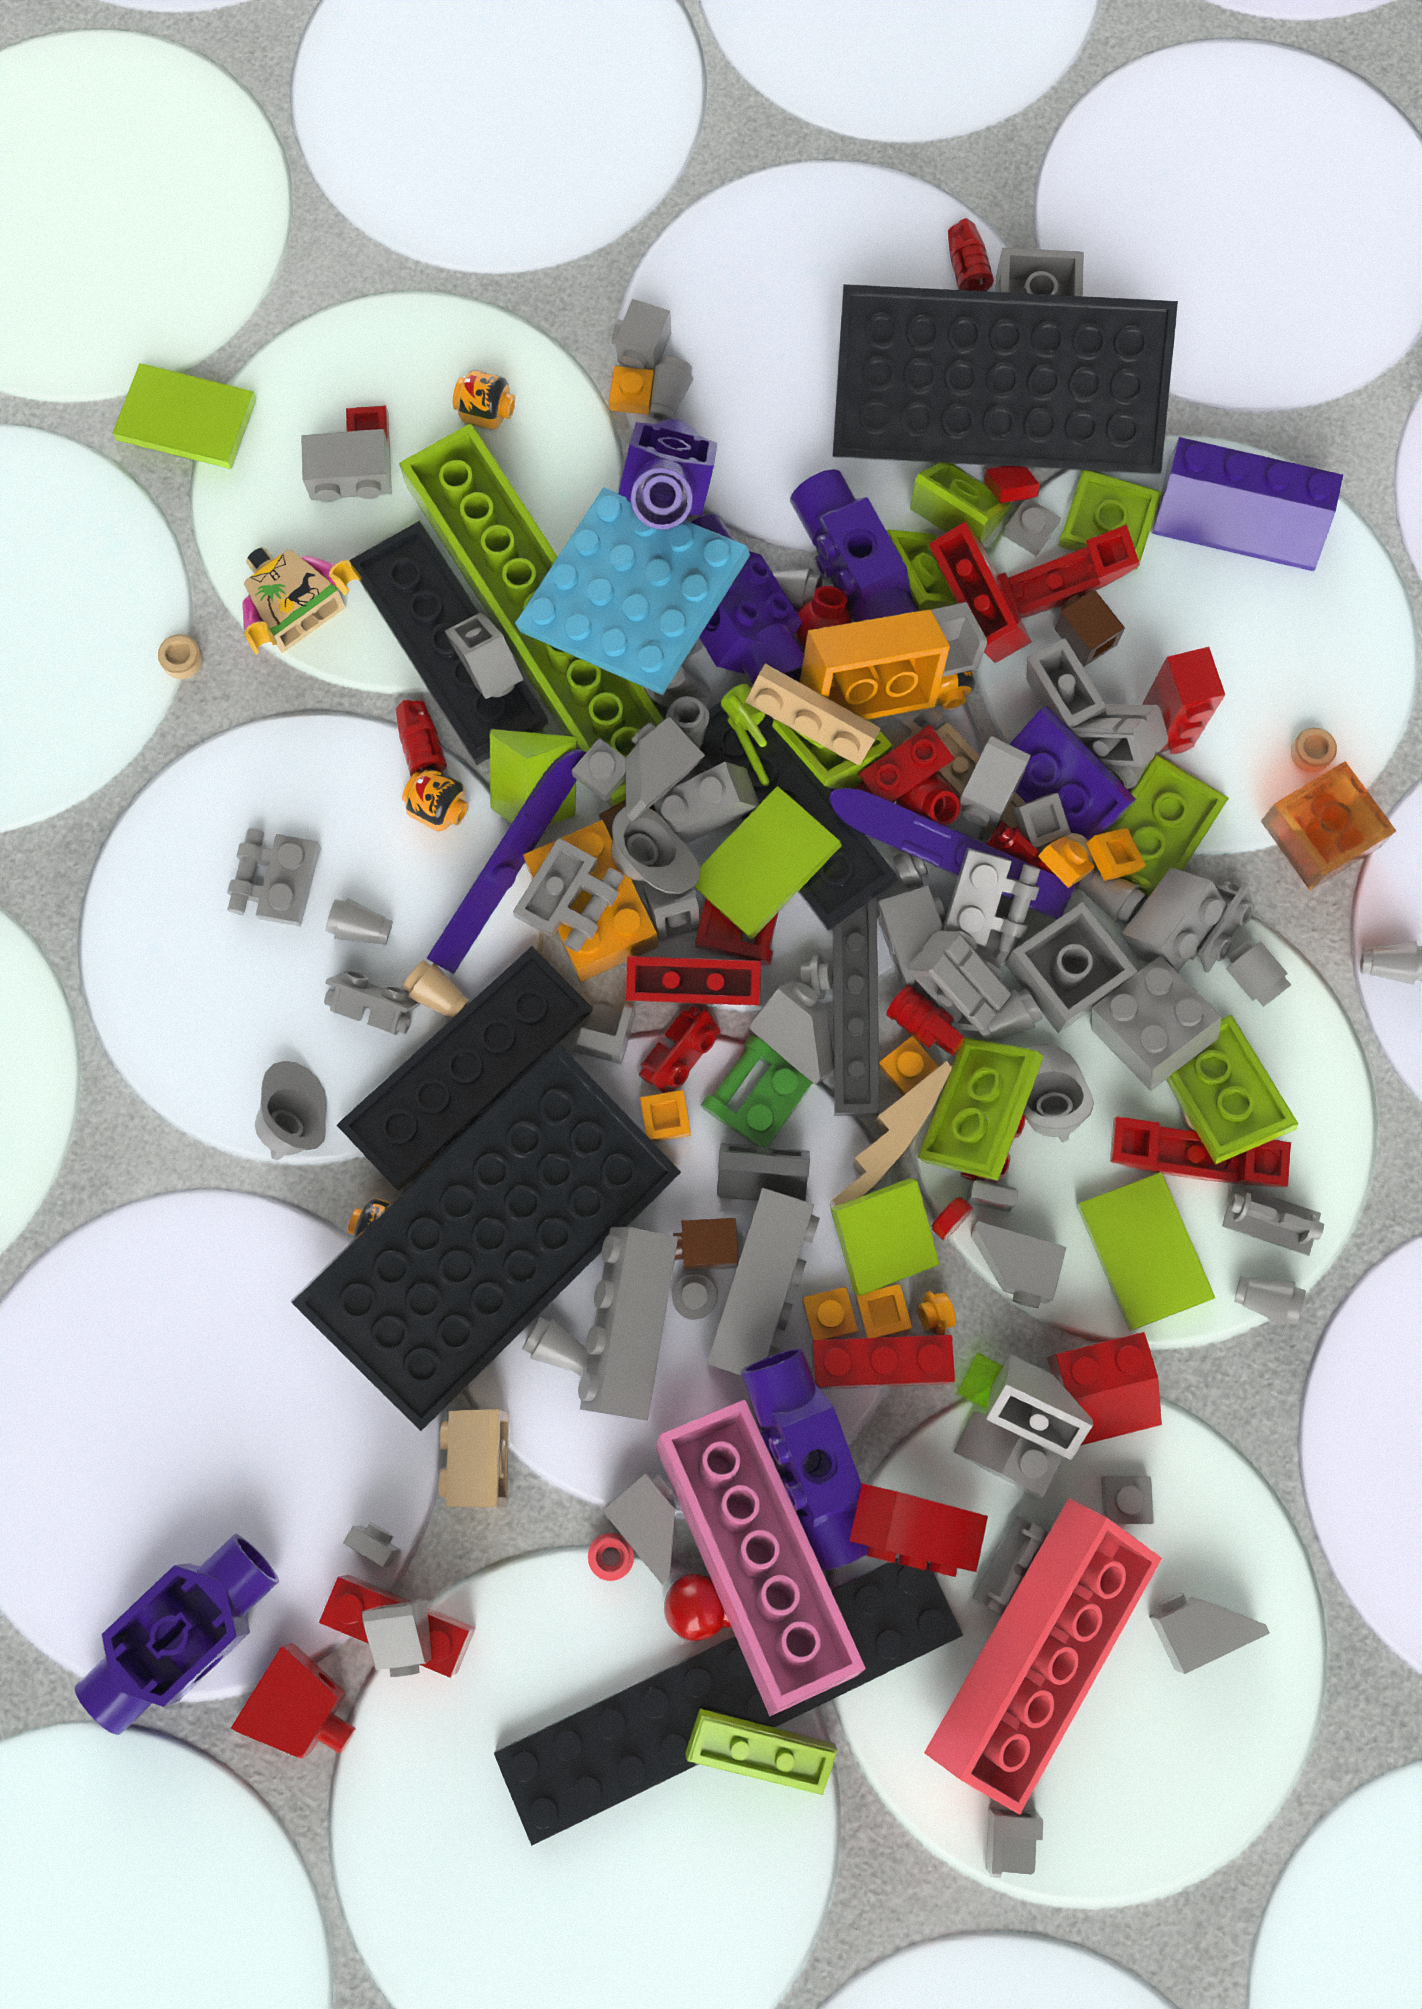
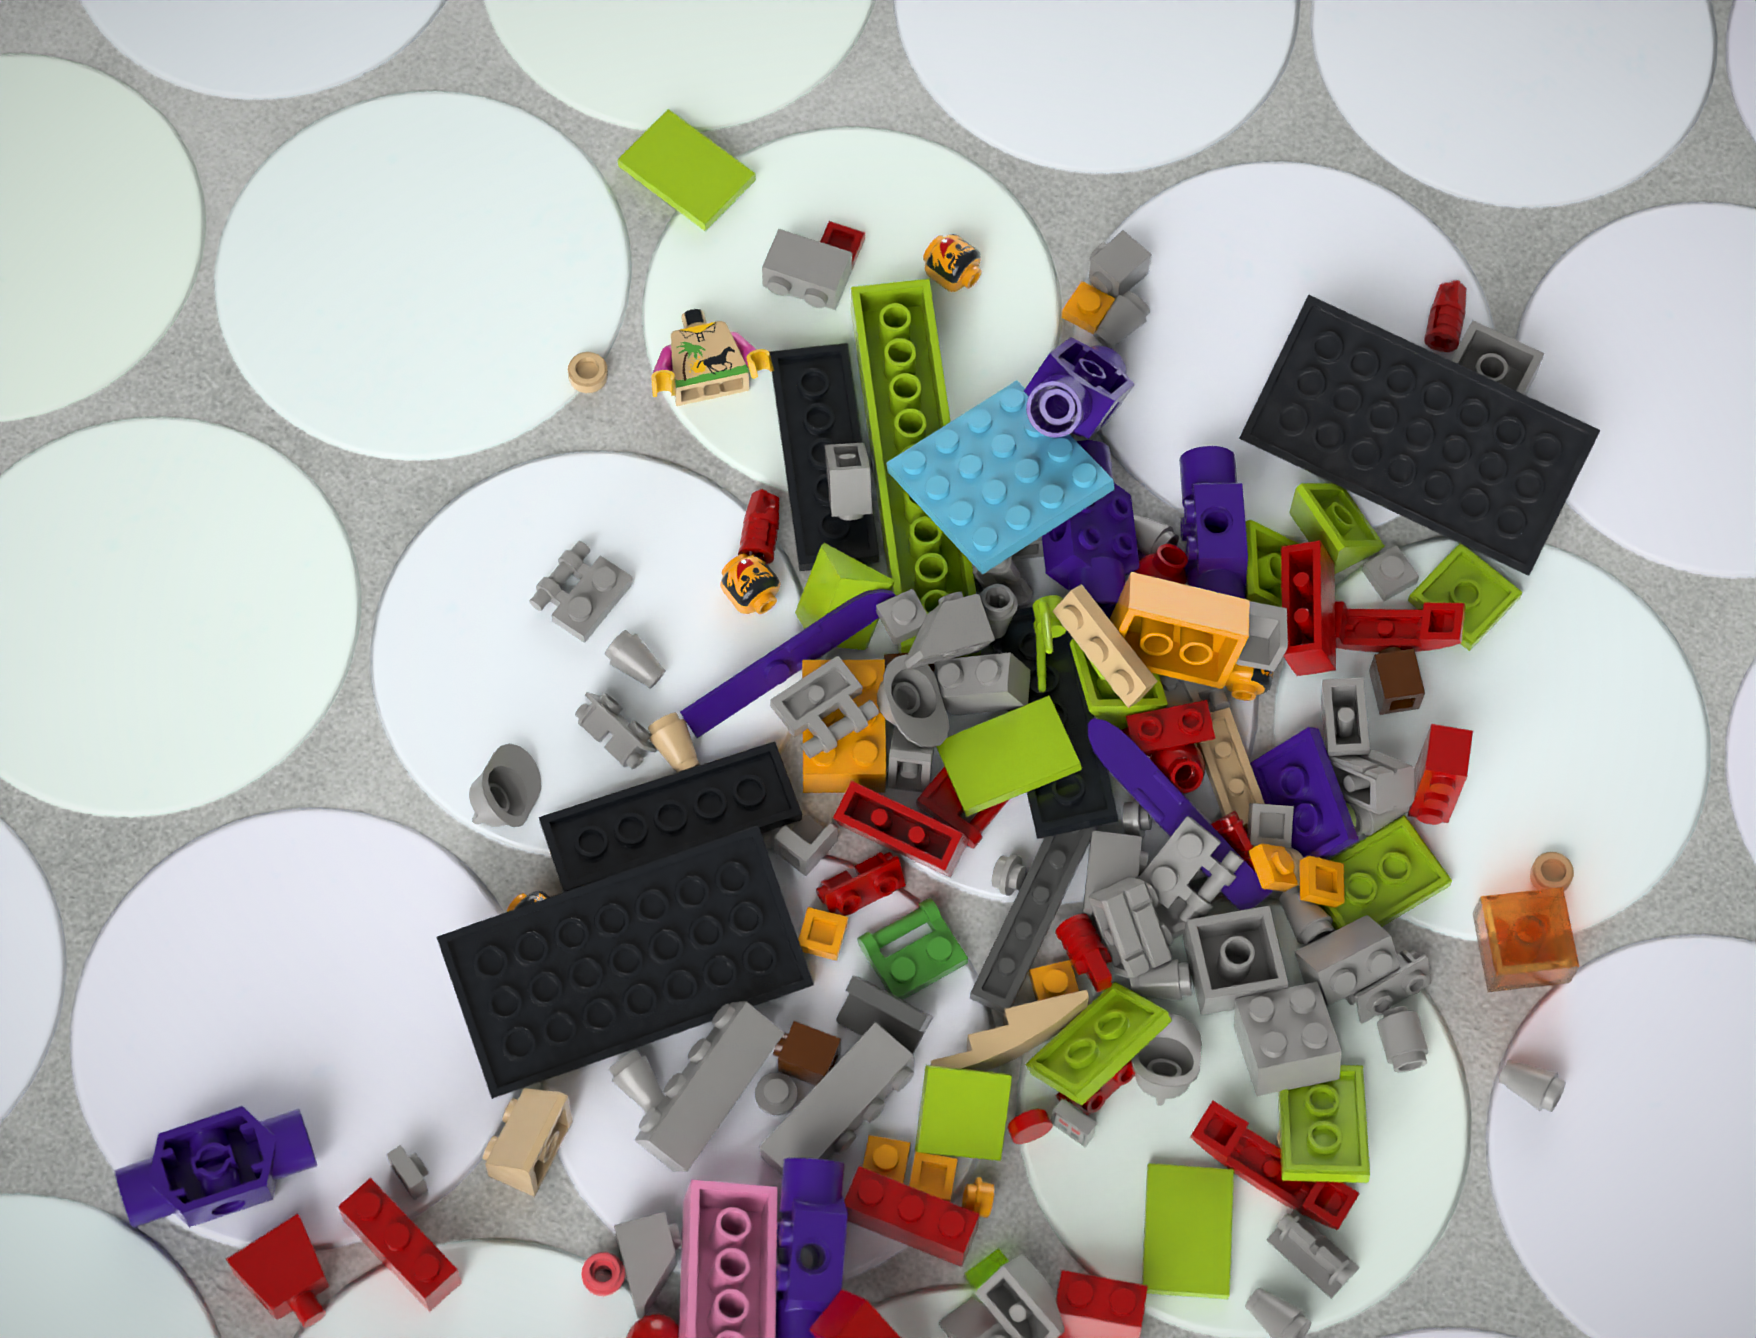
camera: 20 degrees right, 10 degrees down
(399, 1636) = (402, 1233): slope -> none
(797, 1030) = (970, 908): light grey slope -> none
(993, 783) = (1238, 772): light grey slope -> none
(1011, 483) = (1388, 528): red tile -> none
(1020, 1263) = (1072, 1189): light grey slope -> none
(1247, 504) = (1593, 634): slope -> none

